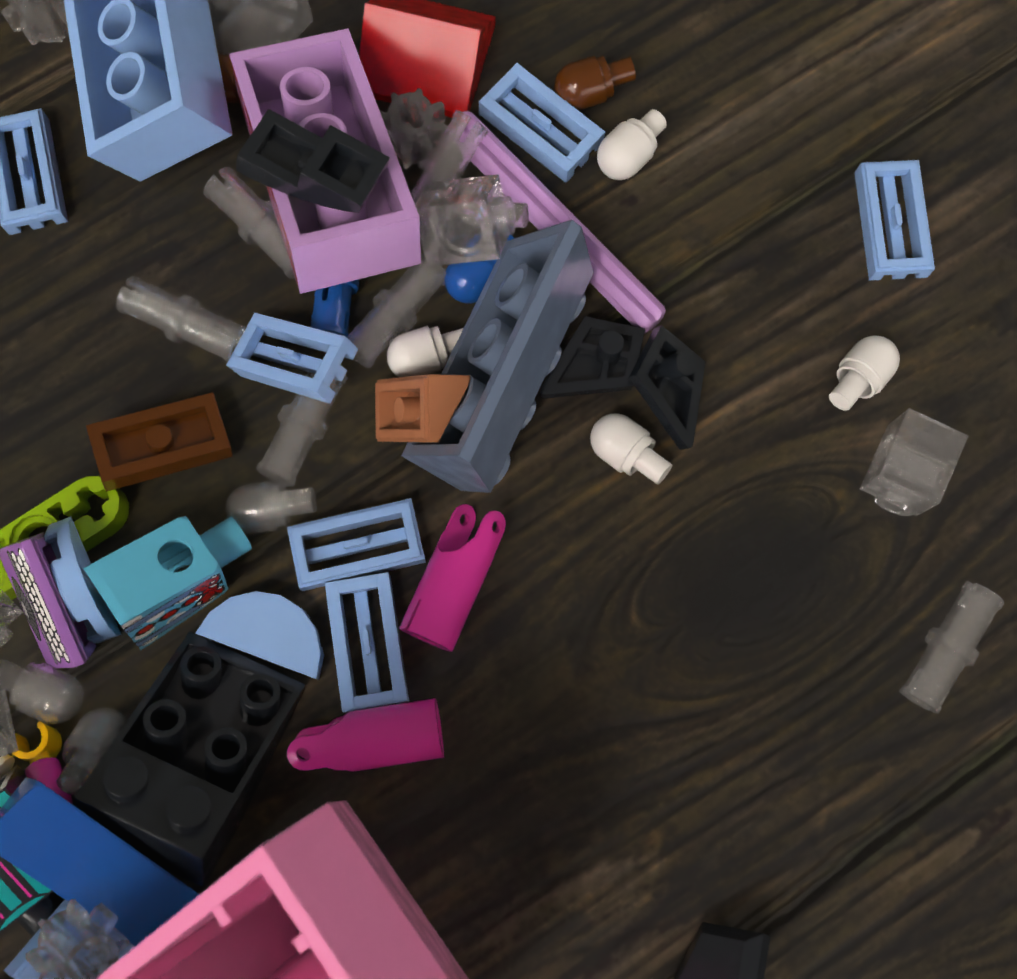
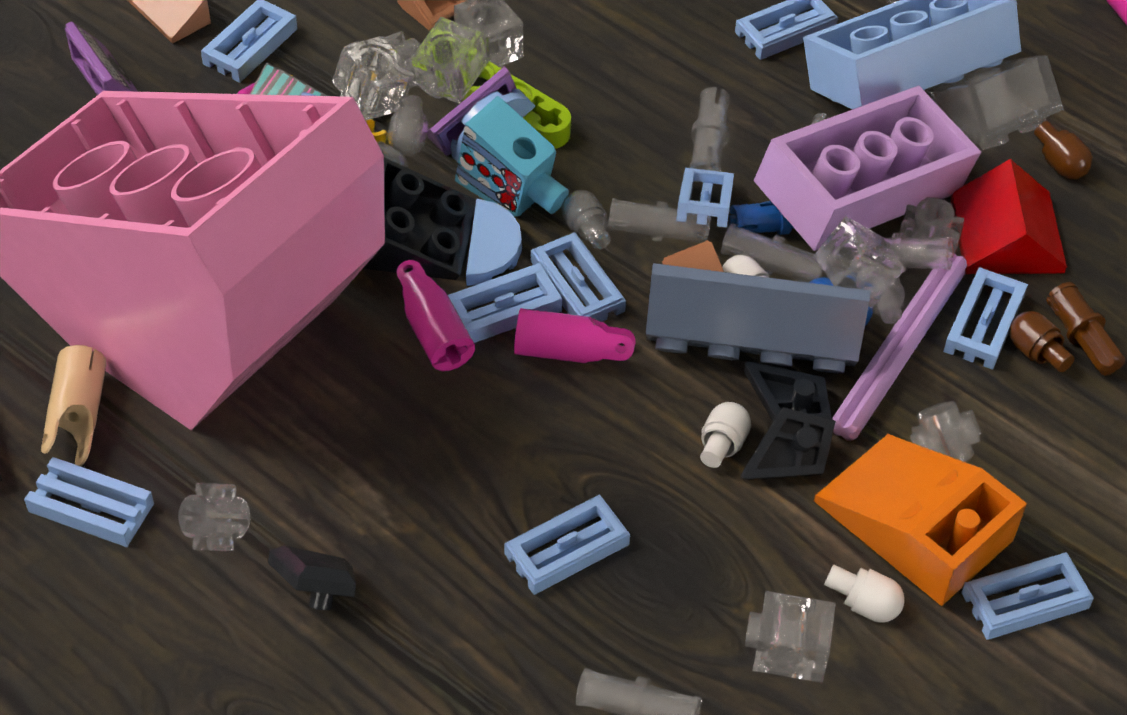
camera: 75 degrees right, 25 degrees down
(159, 441) = (610, 141): reddish brown plate -> none
(319, 170) = (843, 134): black slope -> none
(588, 30) = (1085, 328): none -> reddish brown axle
(630, 145) = (992, 377): white cylinder -> none
(702, 220) = (947, 430): none -> clear gear
(752, 657) = (571, 551): none -> light blue tile
(796, 278) = (924, 513): none -> orange slope

